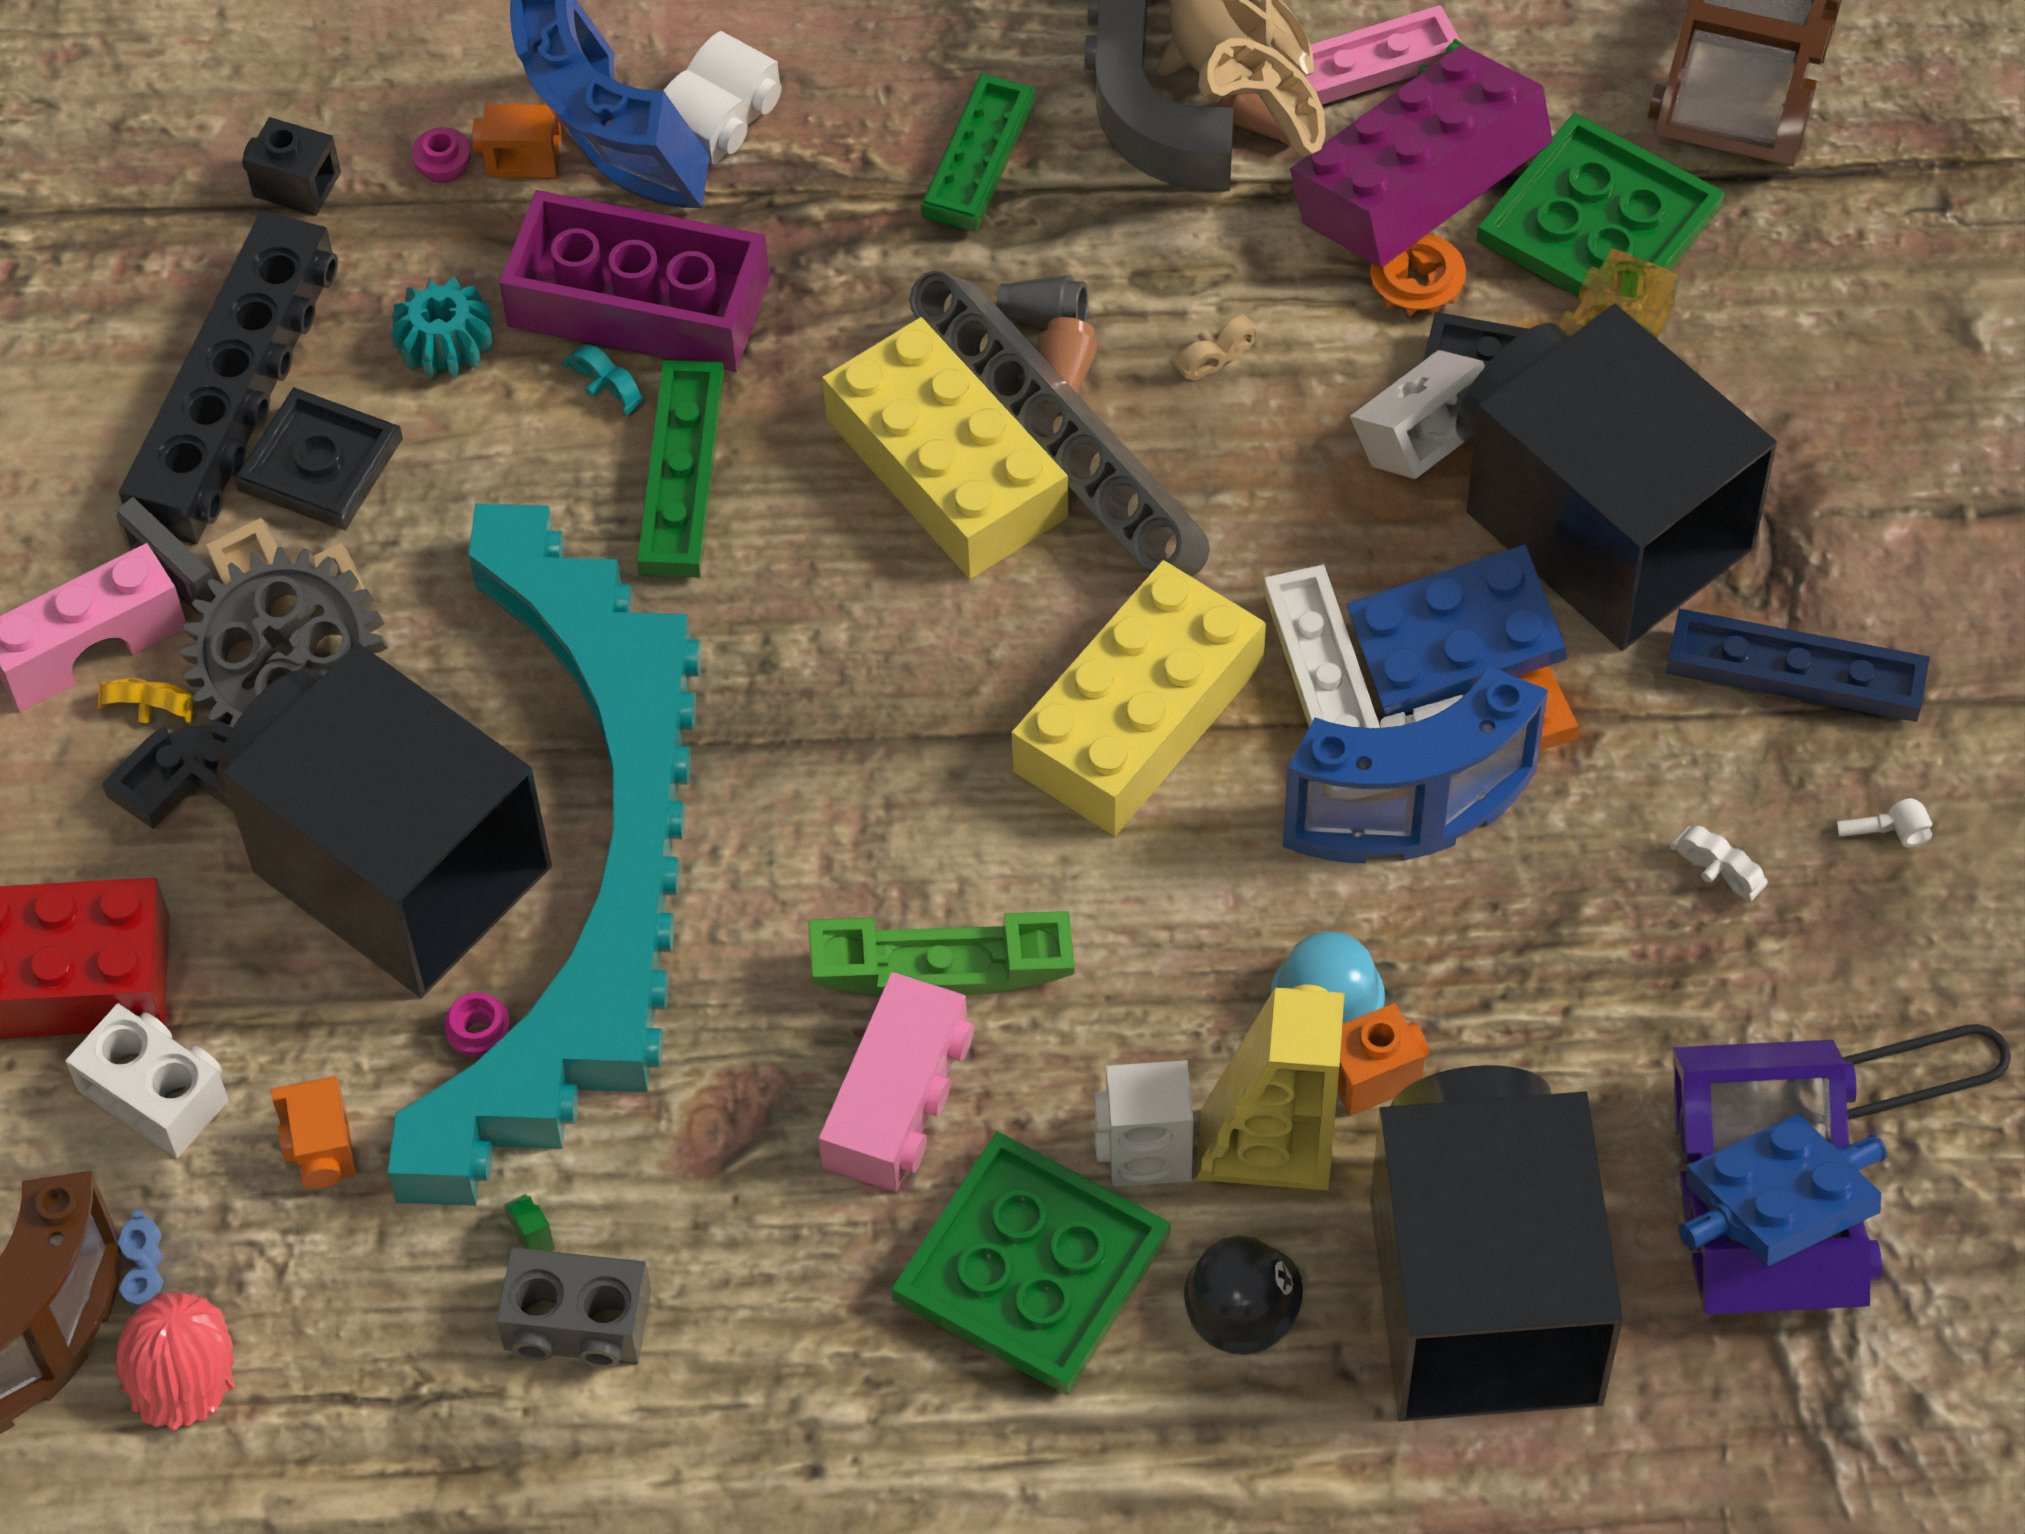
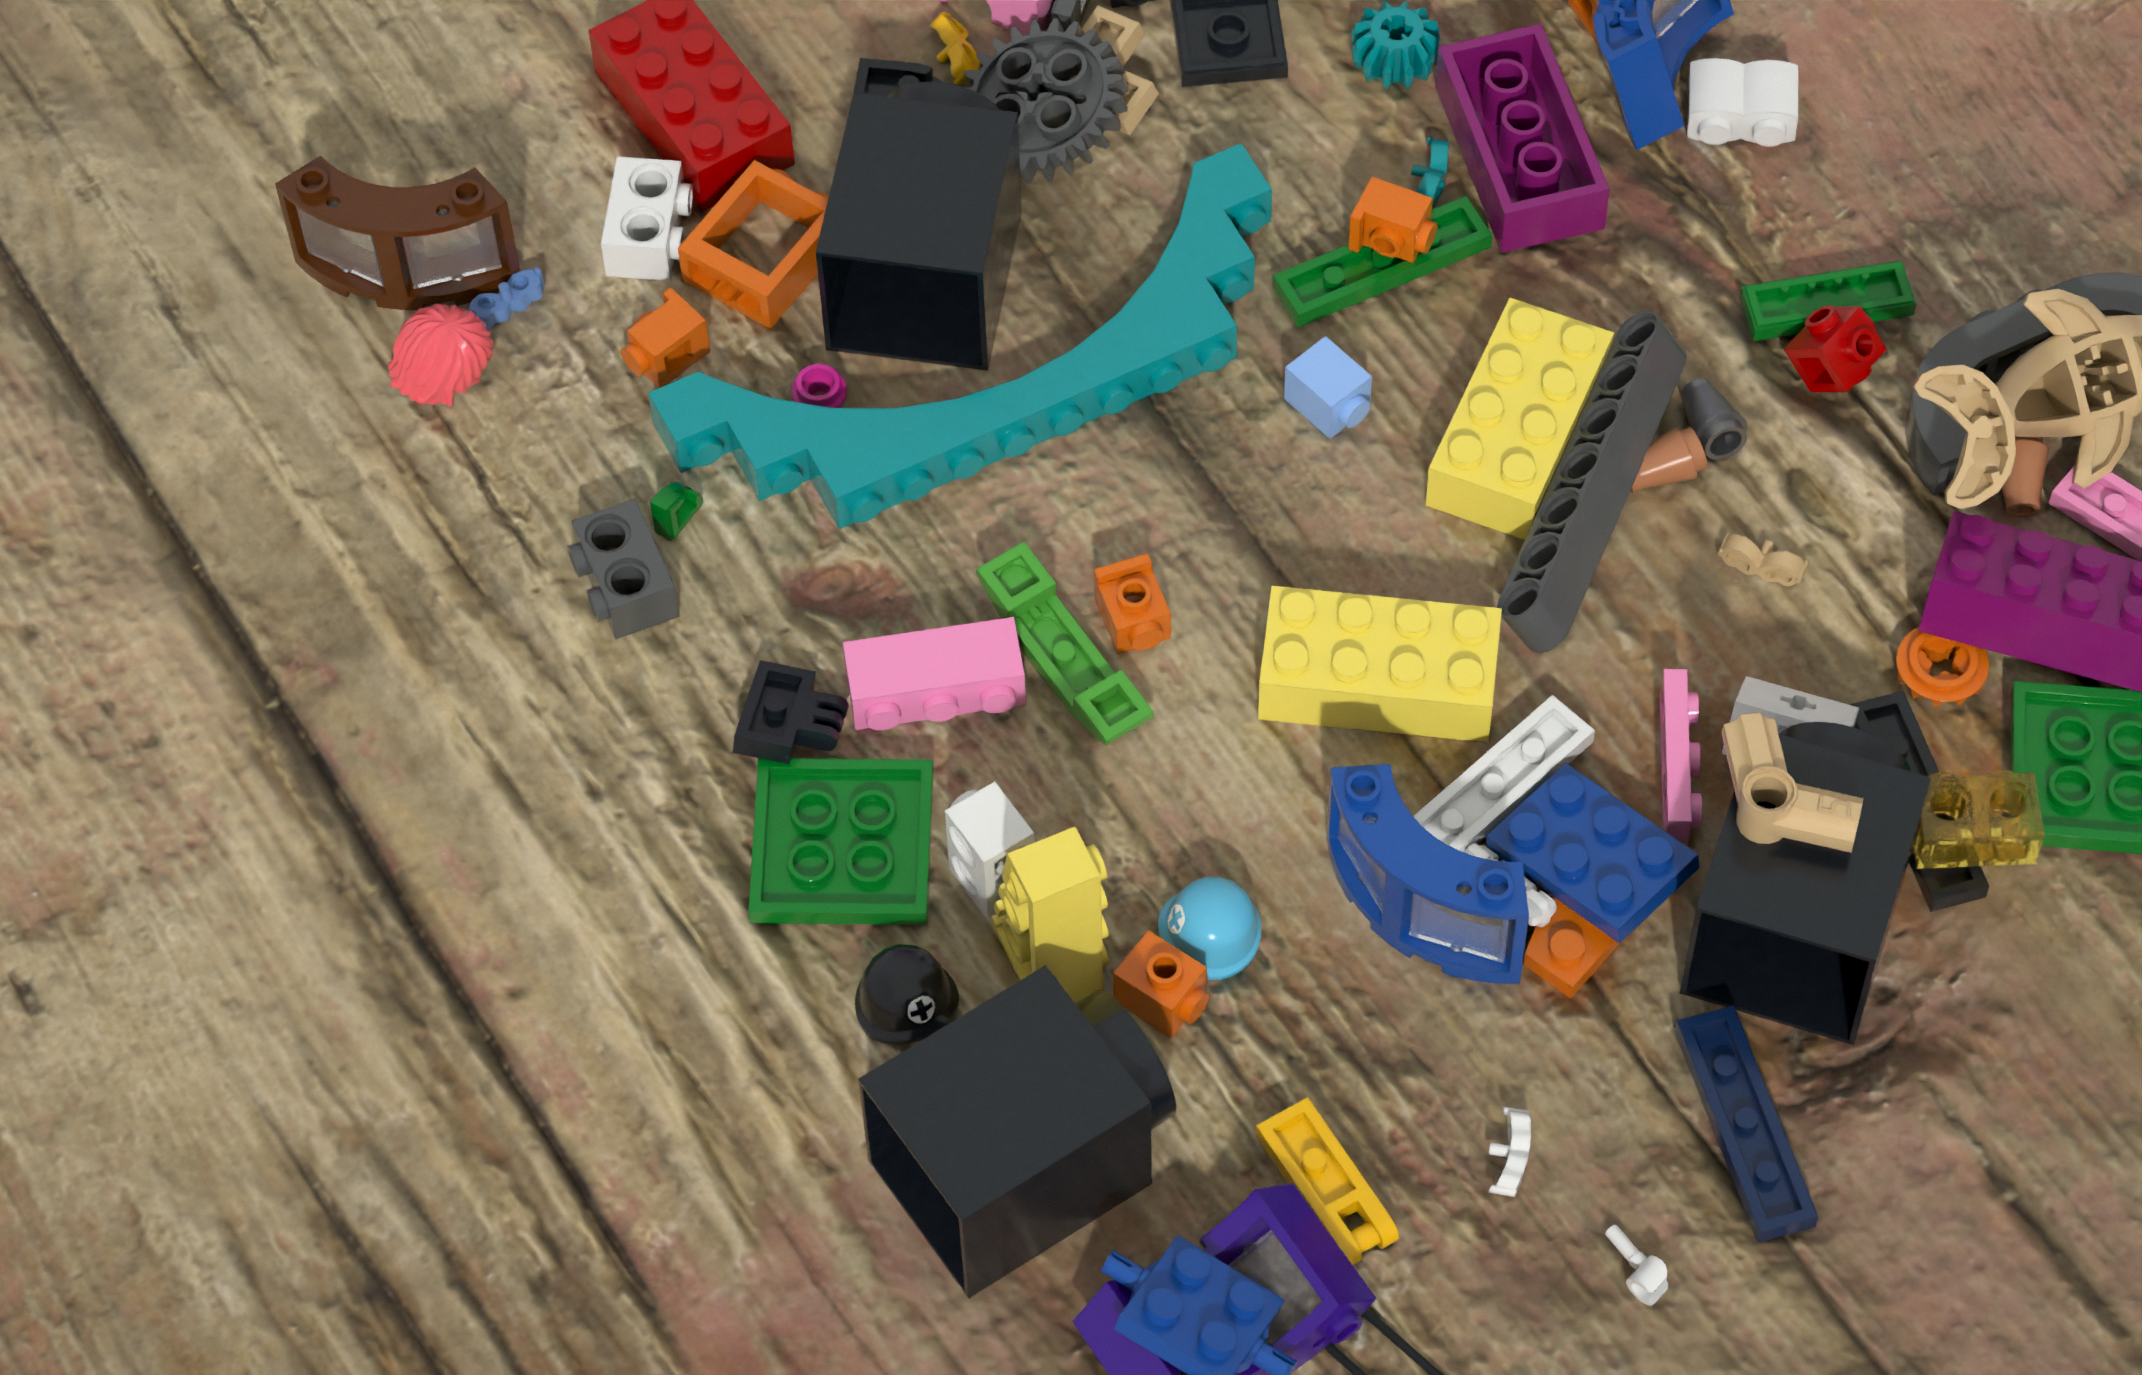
camera: 60 degrees right, 0 degrees up
(282, 1036) = (737, 283): none -> orange window
(664, 425) = (1392, 221): none -> orange brick
(799, 582) = (1328, 388): none -> light blue brick
(856, 1239) = (787, 713): none -> black hinge
(931, 872) = (1132, 604): none -> orange brick
(1045, 168) = (1835, 348): none -> red brick
(1389, 516) = (1678, 756): none -> bright pink plate
(1554, 419) = (1762, 776): none -> tan piece
(1648, 1025) = (1326, 1178): none -> yellow plate

